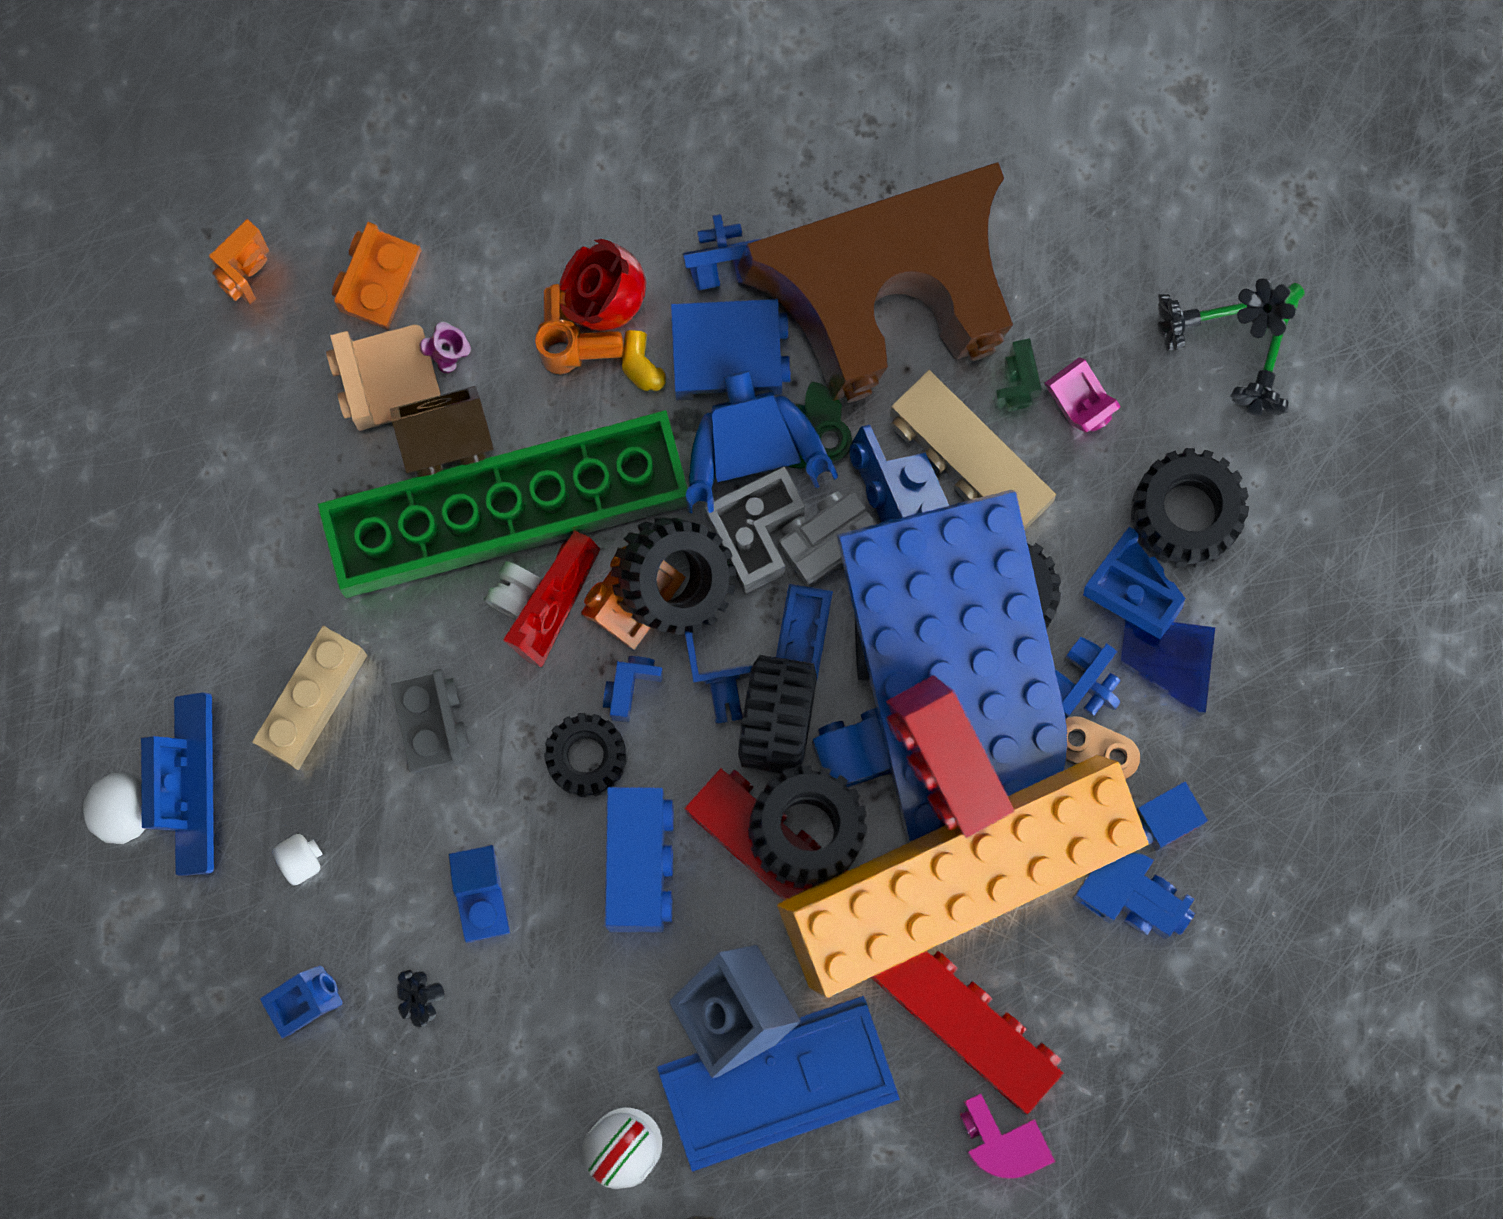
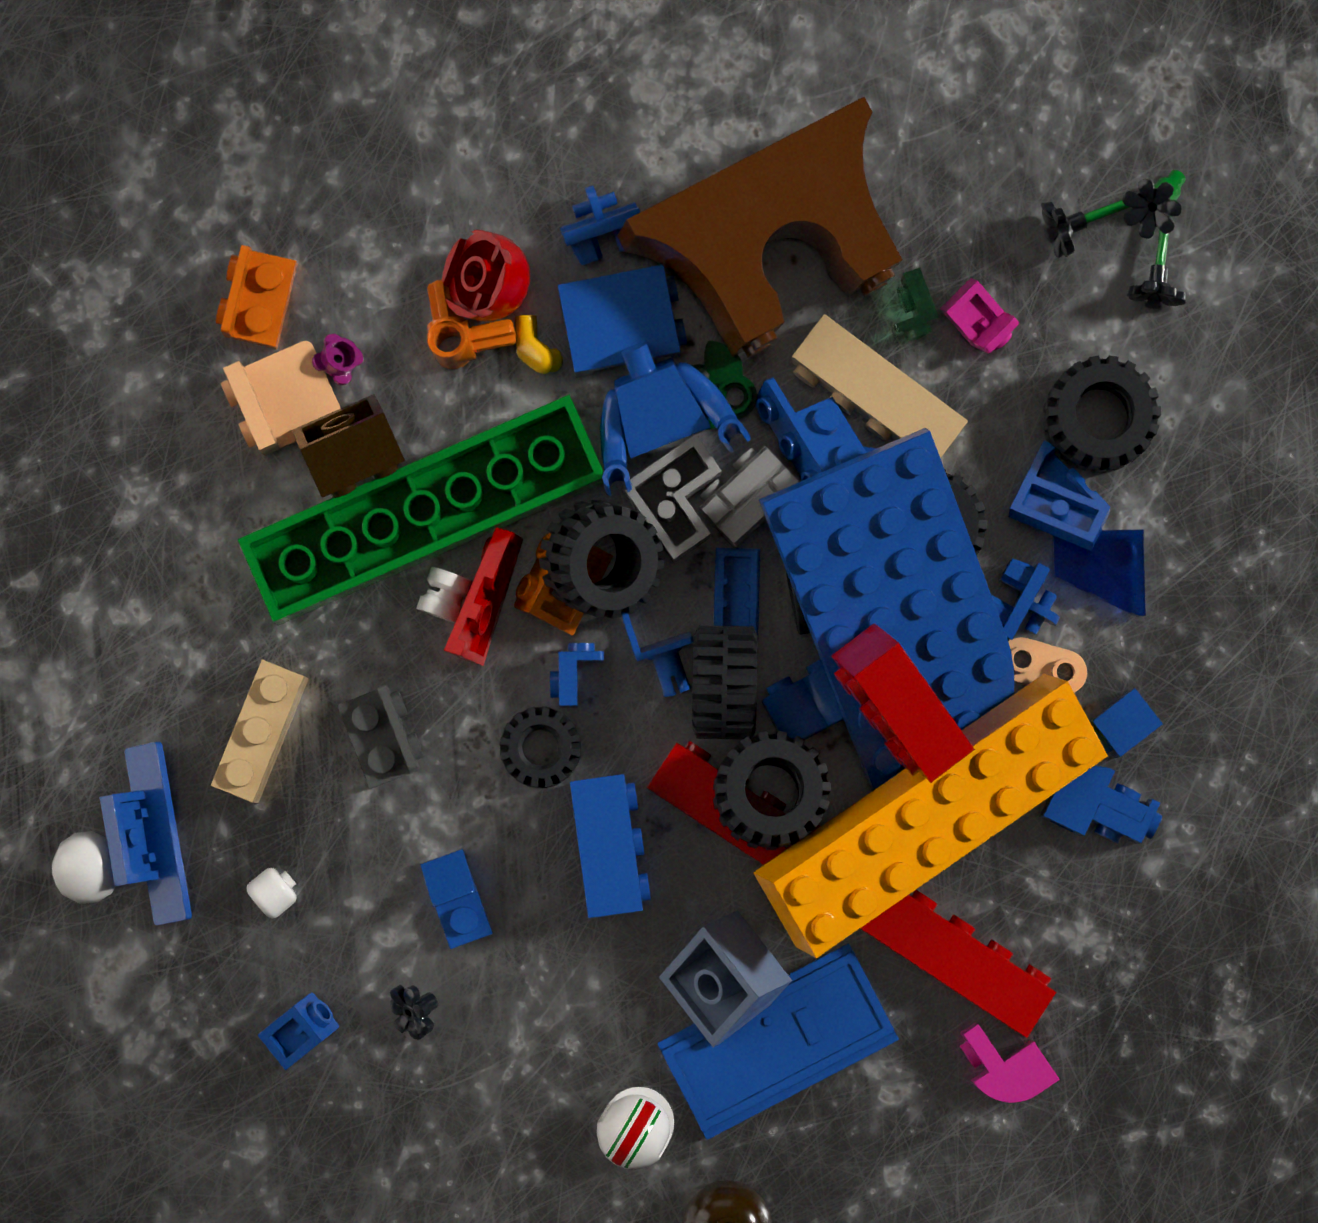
camera: 10 degrees left, 5 degrees up
(239, 255) = (119, 297): orange bracket -> none

